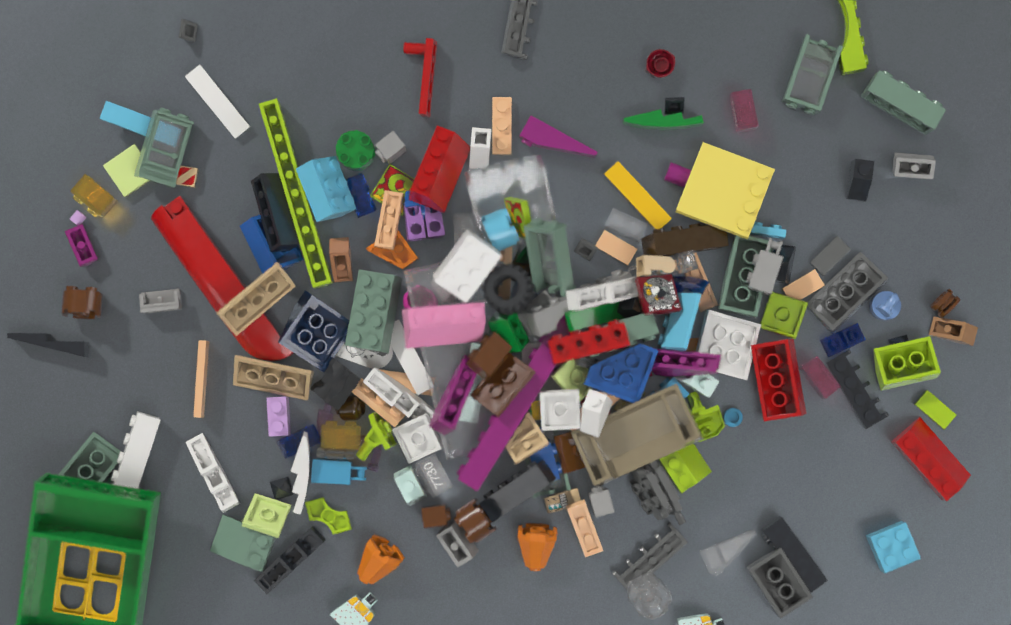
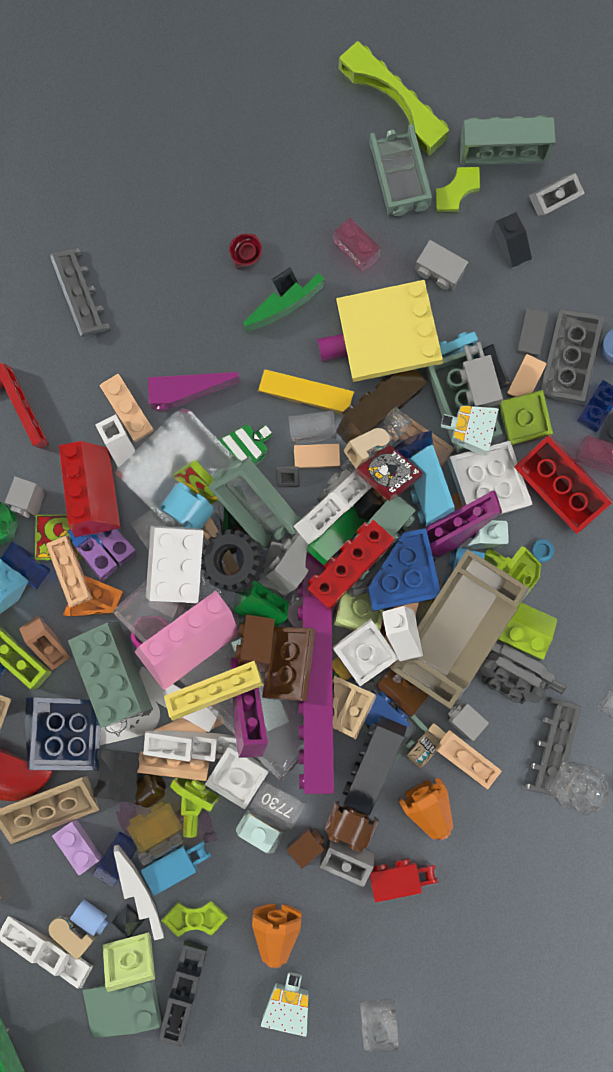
camera: 30 degrees left, 5 degrees down
(235, 473) = (69, 936): none -> tan leg
(257, 470) = (89, 918): none -> light blue brick
(439, 370) = (213, 690): none -> light yellow plate
(485, 579) = (399, 879): none -> red brick
(570, 209) = (247, 443): none -> torso
(737, 299) = (472, 427): none -> light aqua torso
(795, 165) = (440, 266): none -> light grey brick
(853, 113) = (465, 182): none -> lime tile

